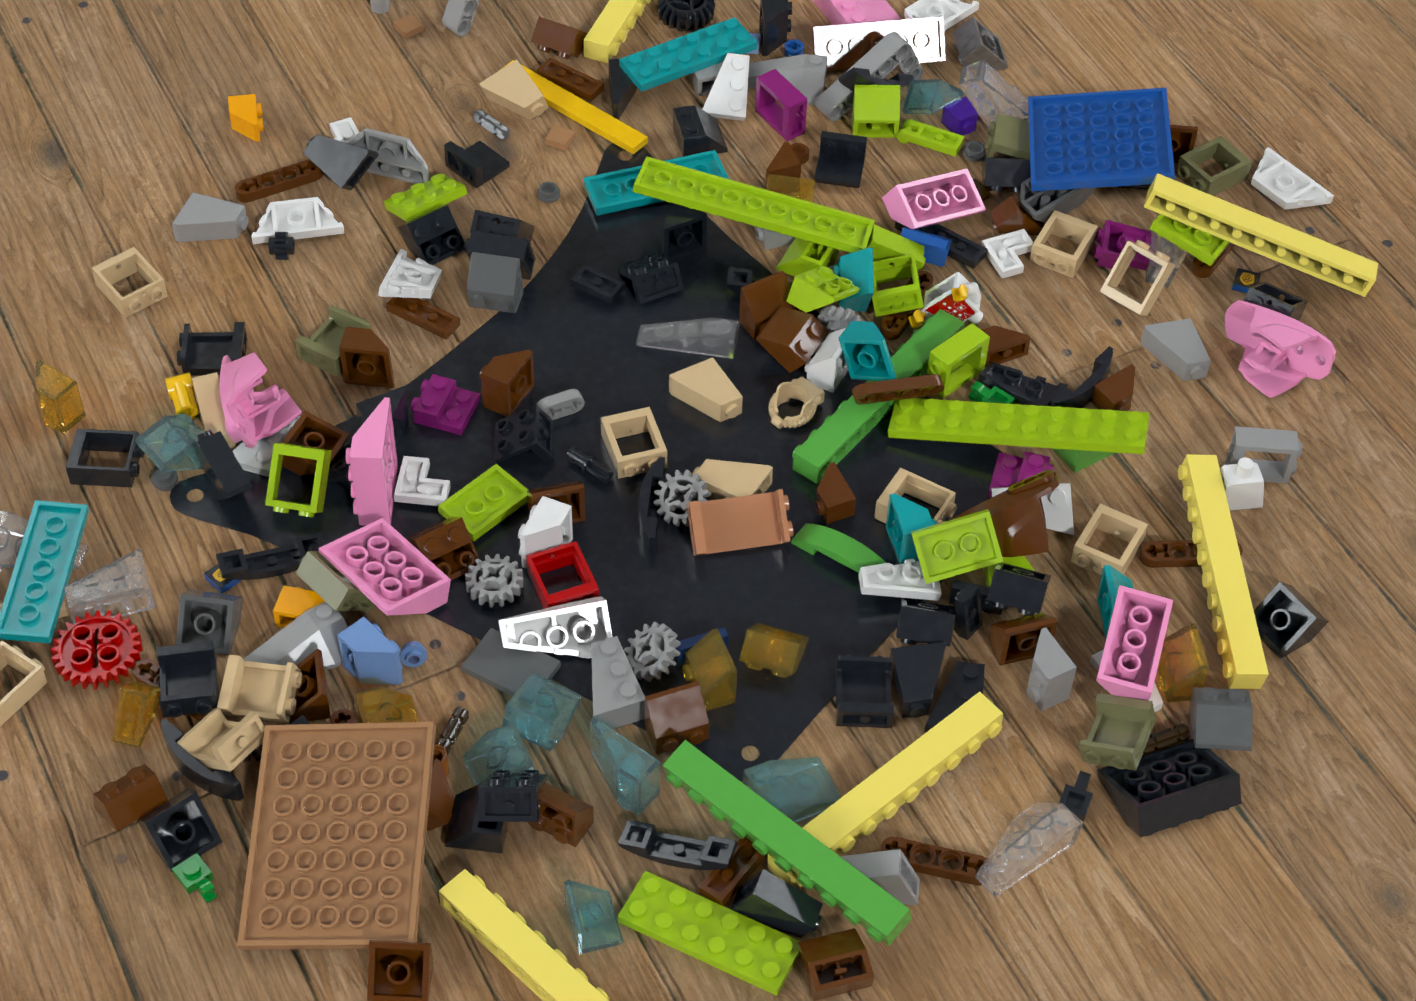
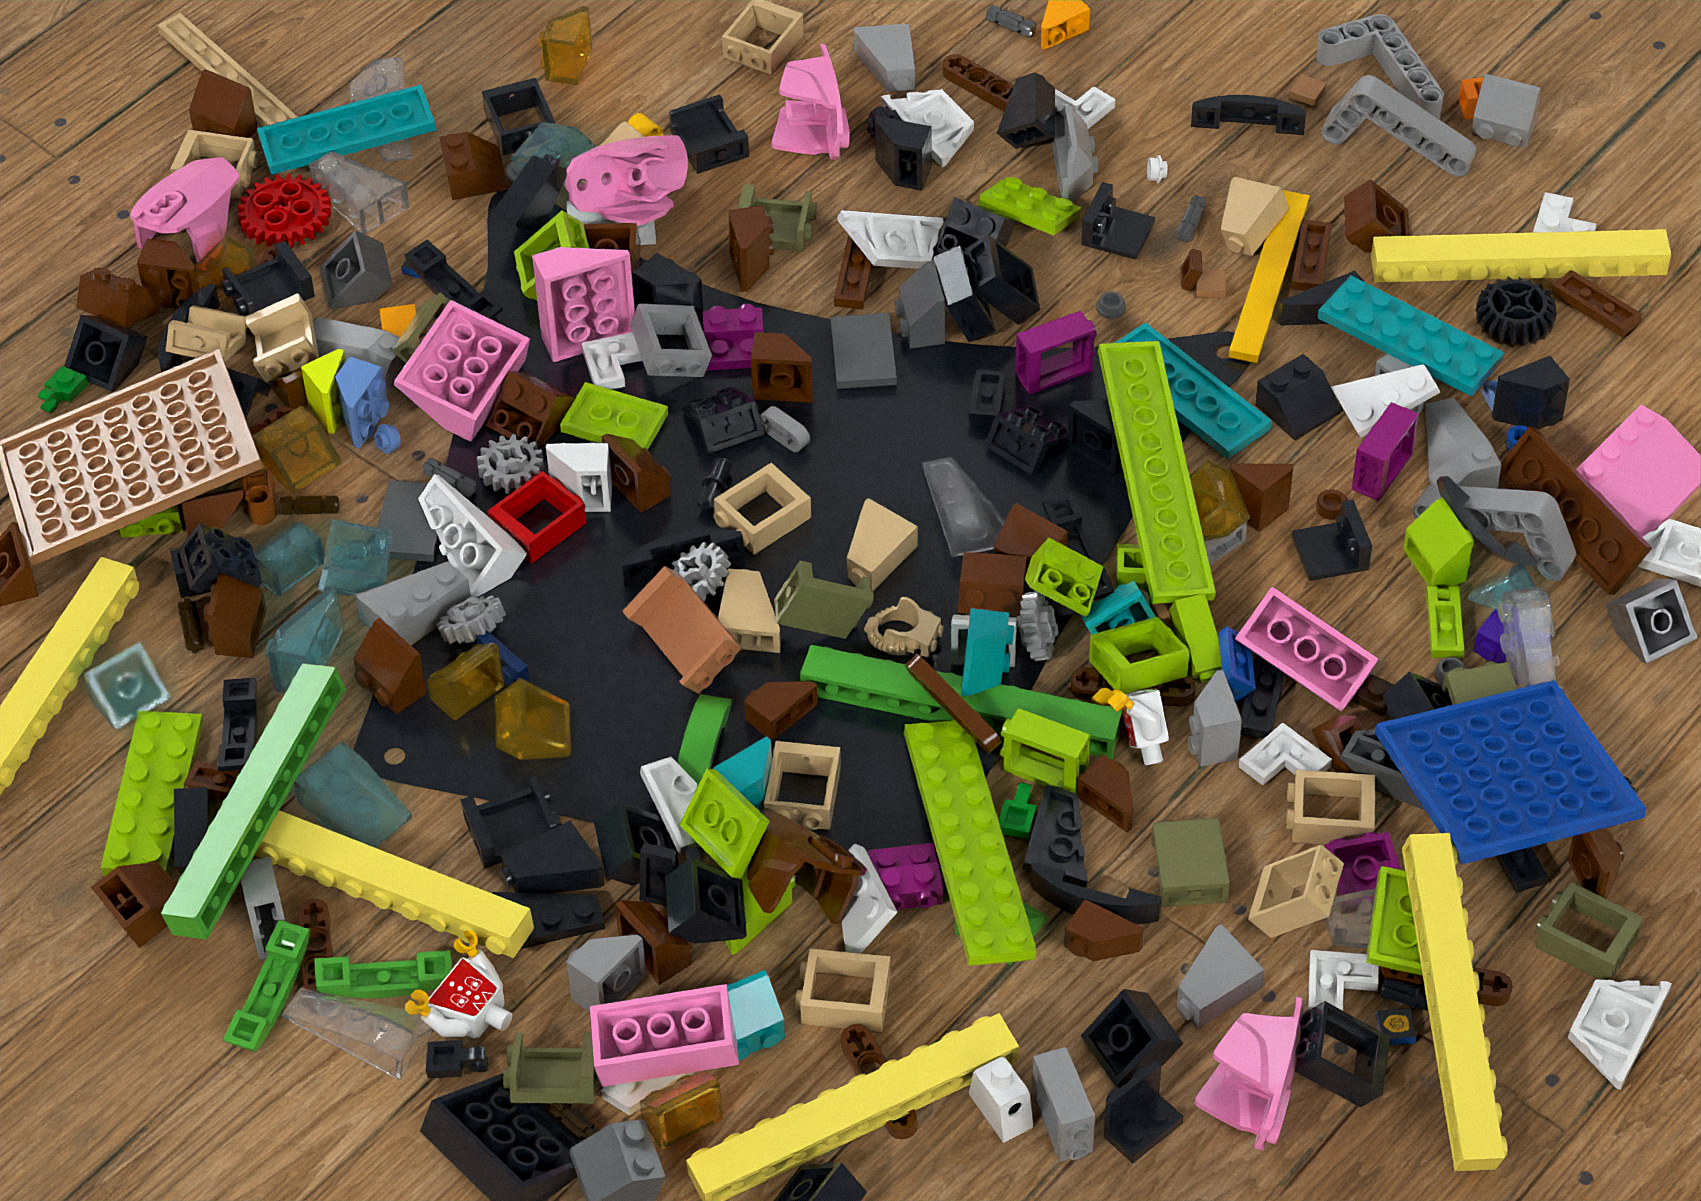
camera: 70 degrees right, 0 degrees up
(41, 699) = (189, 199): none -> bright pink piece
(130, 744) = (167, 273): none -> reddish brown slope
(137, 509) = (472, 165): none -> reddish brown slope
(220, 144) = (1011, 20): none -> dark grey axle
(247, 270) = (819, 120): none -> bright pink piece
(328, 241) = (903, 151): none -> black slope
(346, 672) = (322, 388): none -> neon yellow slope
(427, 44) = (1251, 110): none -> black slope
(432, 123) = (1156, 169): none -> white plate
(432, 438) = (670, 320): none -> light grey window
(478, 627) = (454, 478): none -> dark grey axle
(502, 335) = (863, 350): none -> dark grey tile
(539, 853) = (191, 625): none -> dark brown axle
(546, 139) = (1191, 269): none -> reddish brown tile
(589, 229) = (1041, 374): none -> magenta window
(762, 428) = (821, 604): none -> olive panel
(958, 902) = (271, 988): none -> bright green slope
(973, 261) = (1215, 723): none -> light grey slope
(979, 815) = (382, 978): none -> bright green slope
(1024, 768) = (466, 998): none -> torso
(1076, 323) = (1191, 862): none -> olive panel
(1197, 294) = (1338, 971): none -> white plate
(1210, 407) = (1130, 1036): none -> black slope
(1230, 262) = (1405, 993): none -> black axle
(1272, 415) = (1139, 1115): none -> black bracket

